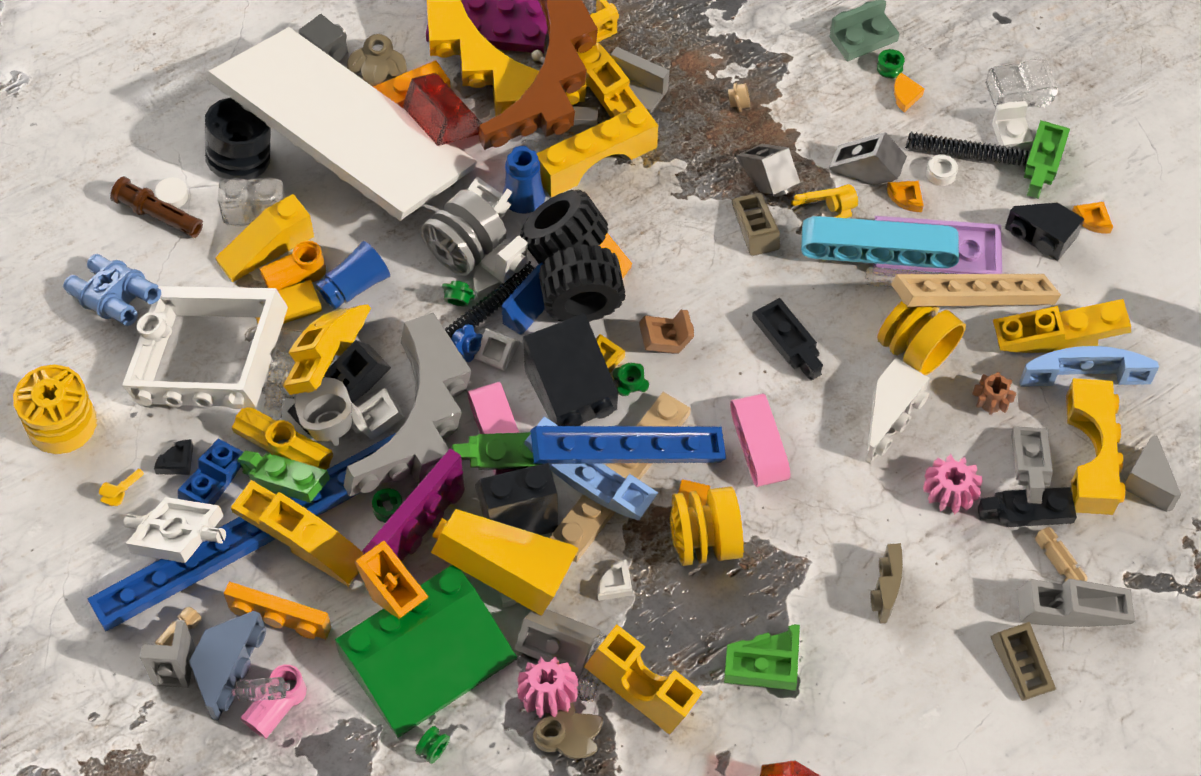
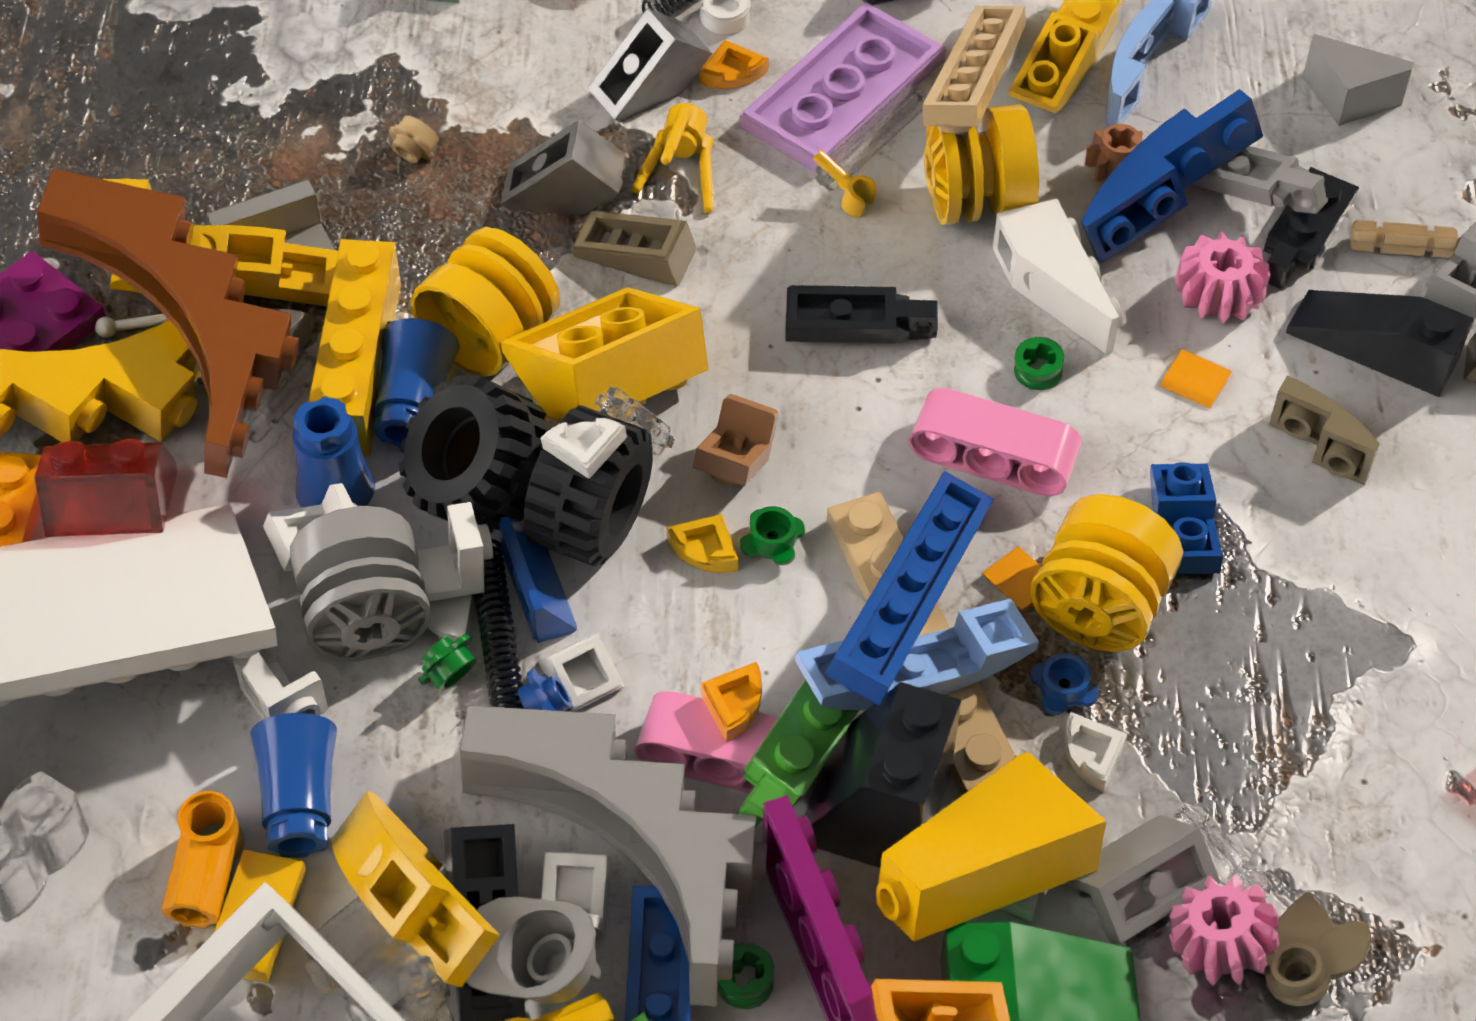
camera: 55 degrees left, 5 degrees down
(266, 238) = (109, 870): yellow slope -> none
(391, 242) = (272, 693): none -> white bracket
(513, 412) = (734, 699): none -> light orange tile
(569, 372) = (721, 596): black slope -> none
(577, 260) = (584, 444): none -> white tile
(600, 181) = (414, 362): none -> blue plant
(639, 281) = (623, 407): none -> clear axle
(642, 539) = (1066, 669): none -> blue plate
(657, 181) = (486, 296): none -> yellow wheel
(660, 698) = (1346, 790): yellow arch -> none
(668, 248) = (616, 341): none -> yellow slope
(765, 660) = (1348, 639): bright green wing -> none
(786, 550) = (1187, 502): none -> blue slope
(823, 439) = (1049, 373): none -> green bush
(868, 287) = (854, 187): none -> yellow hand
(880, 242) = (797, 127): medium azure beam -> none
(883, 510) = (1196, 378): none -> light orange piece
(981, 581) = (1387, 333): none -> black slope
(992, 413) = (1153, 176): none -> blue slope
(1092, 410) = (1321, 127): yellow arch -> none

